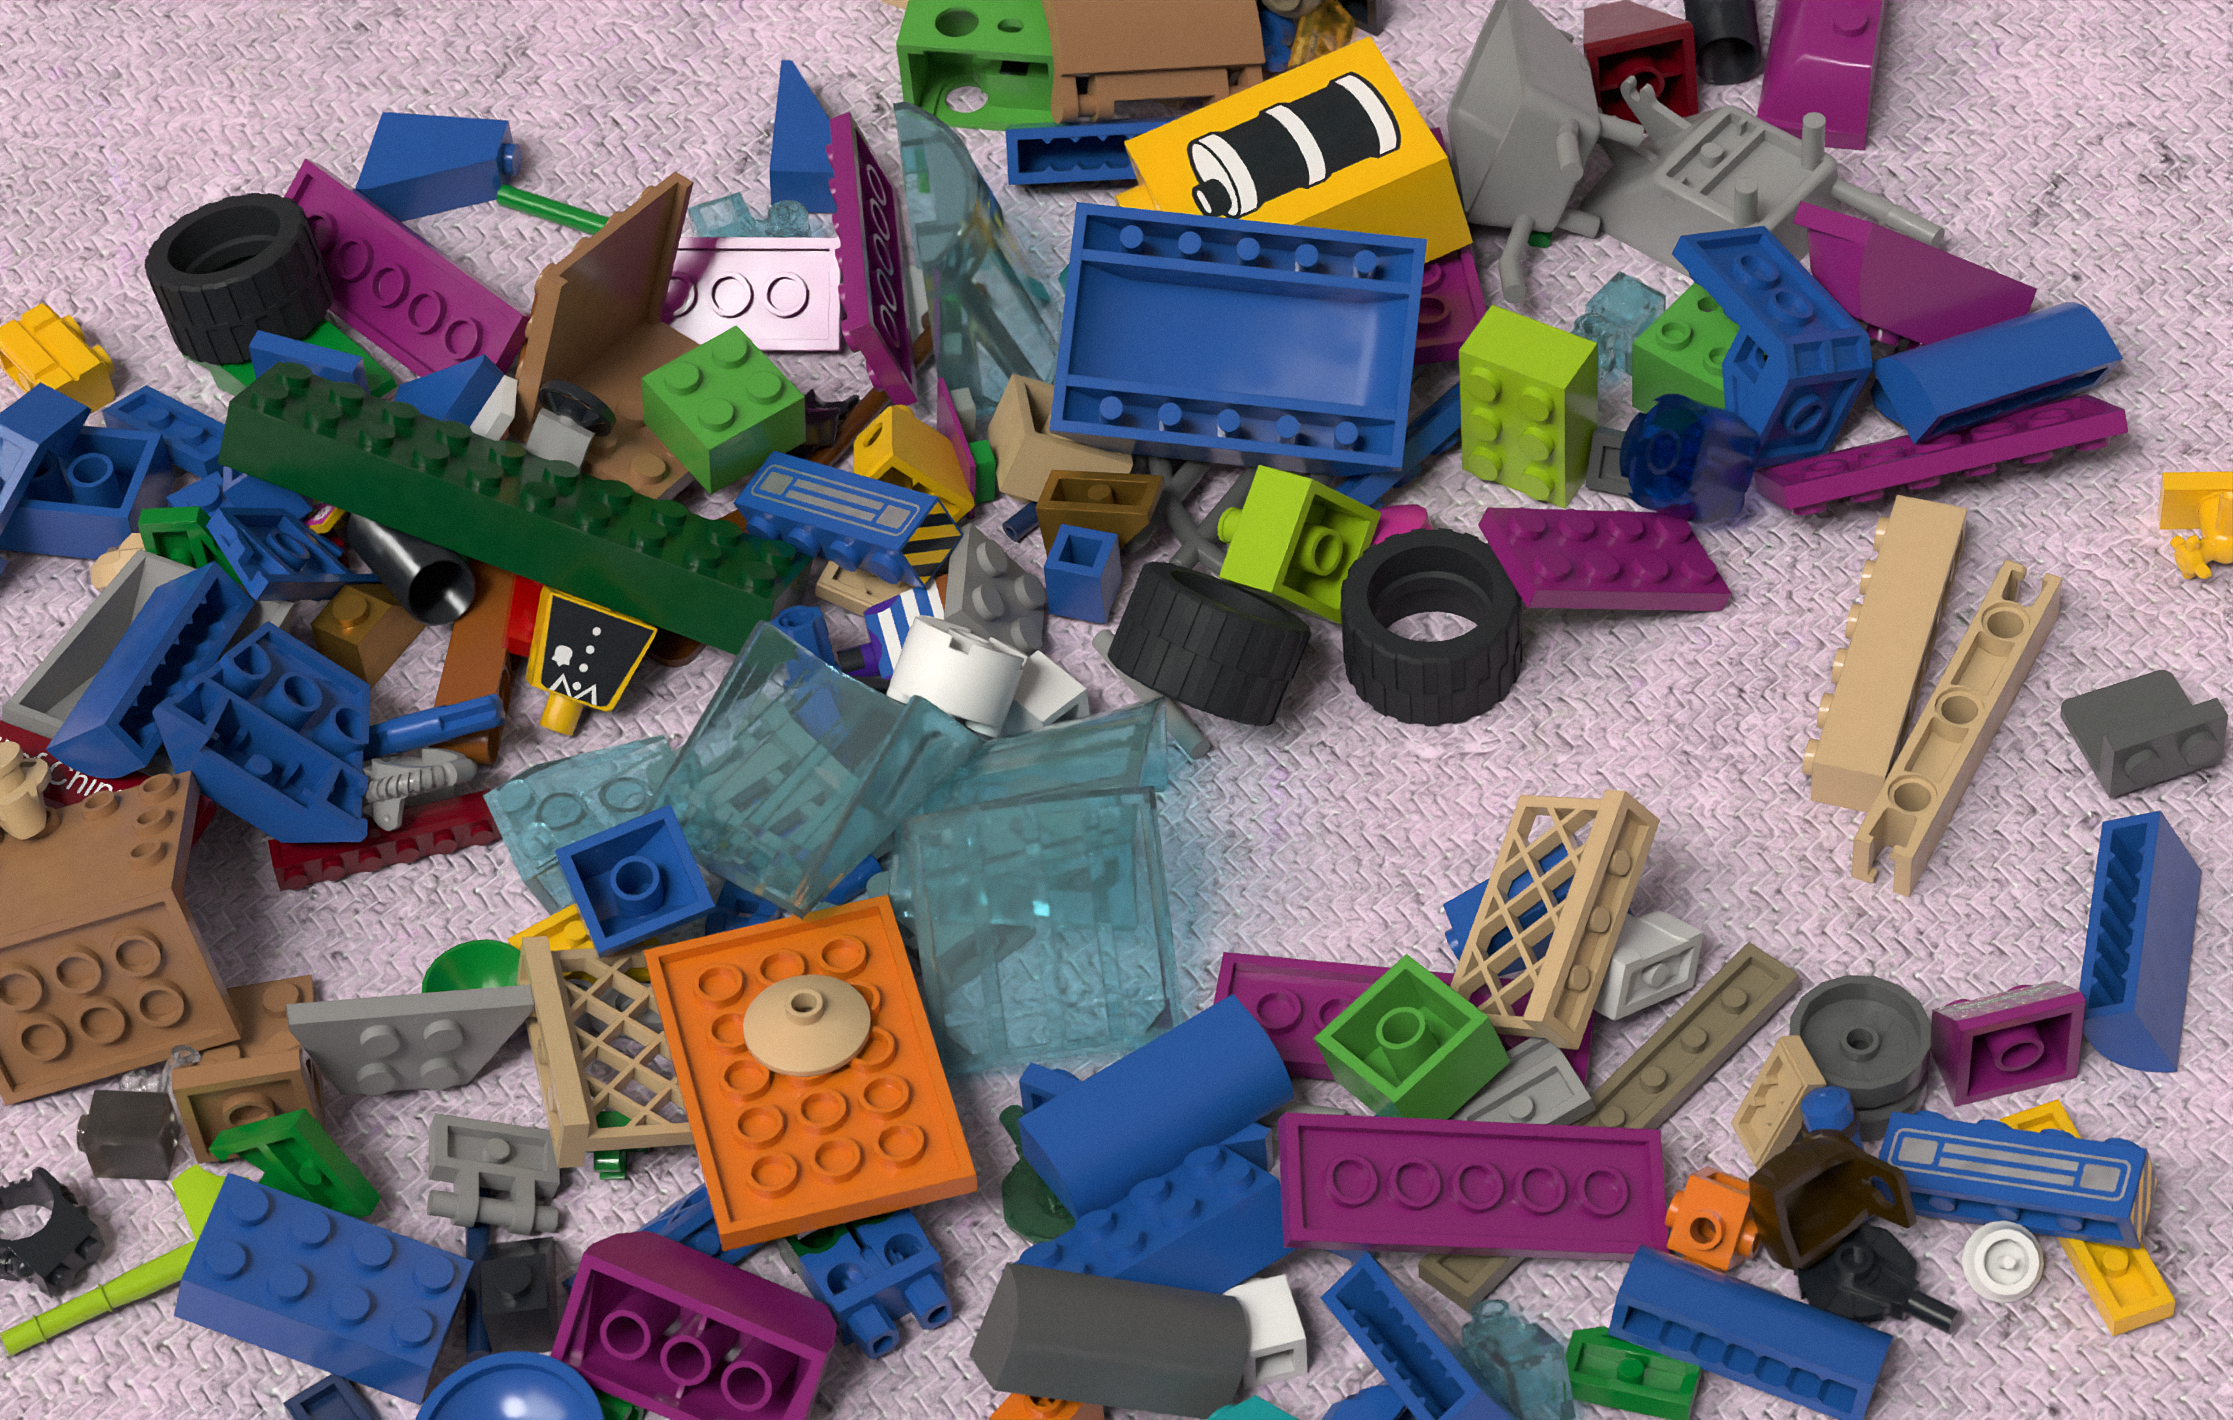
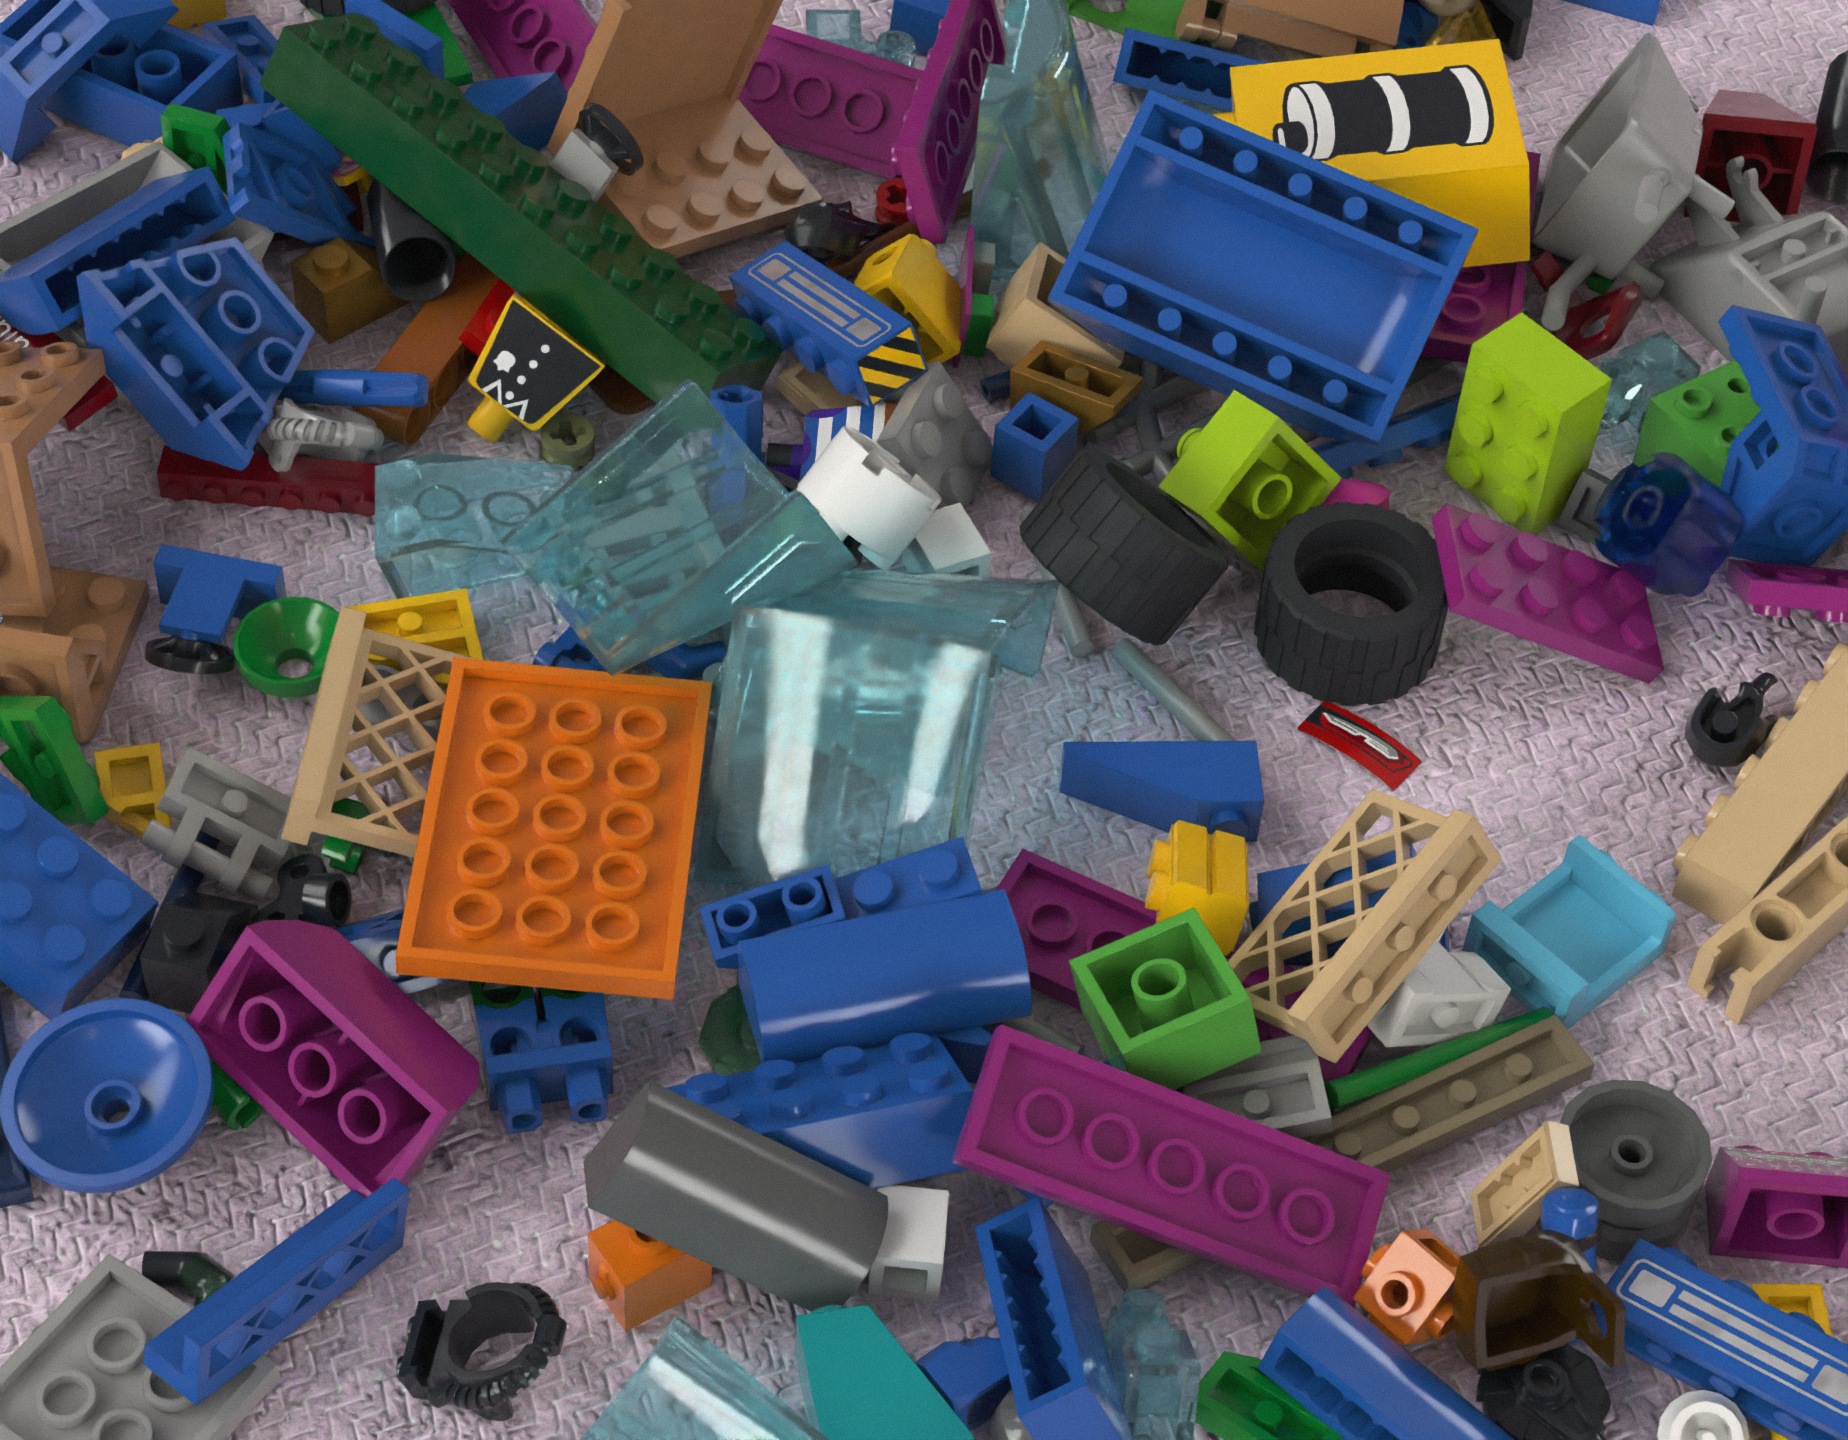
camera: 10 degrees right, 0 degrees up
(380, 958) = (201, 600): none -> blue piece
(393, 1168) = (132, 785): none -> yellow slope
(408, 1038) = (193, 665): light grey wing -> none
(497, 411) = (541, 120): white piece -> none
(596, 1215) = (315, 898): none -> black piece
(633, 722) = (578, 430): none -> olive bush
(634, 881) = (472, 588): blue slope -> none
(723, 409) = (751, 186): bright green brick -> none
(807, 1025) = (575, 780): tan dish -> none
(849, 362) = (886, 195): none -> red bush
(1073, 1057) = (819, 899): none -> blue slope
(1311, 772) = (1168, 692): none -> light grey bar
(1337, 850) = (1169, 782): none -> blue slope
(1394, 921) = (1201, 874): none -> yellow brick
(1484, 752) = (1361, 742): none -> sticker
(1569, 252) = (1581, 314): none -> dark red piece
(1646, 1025) = (1418, 1063): none -> green bar
(1738, 865) = (1573, 934): none -> medium azure panel
(1812, 632) = (1733, 730): none -> black piece

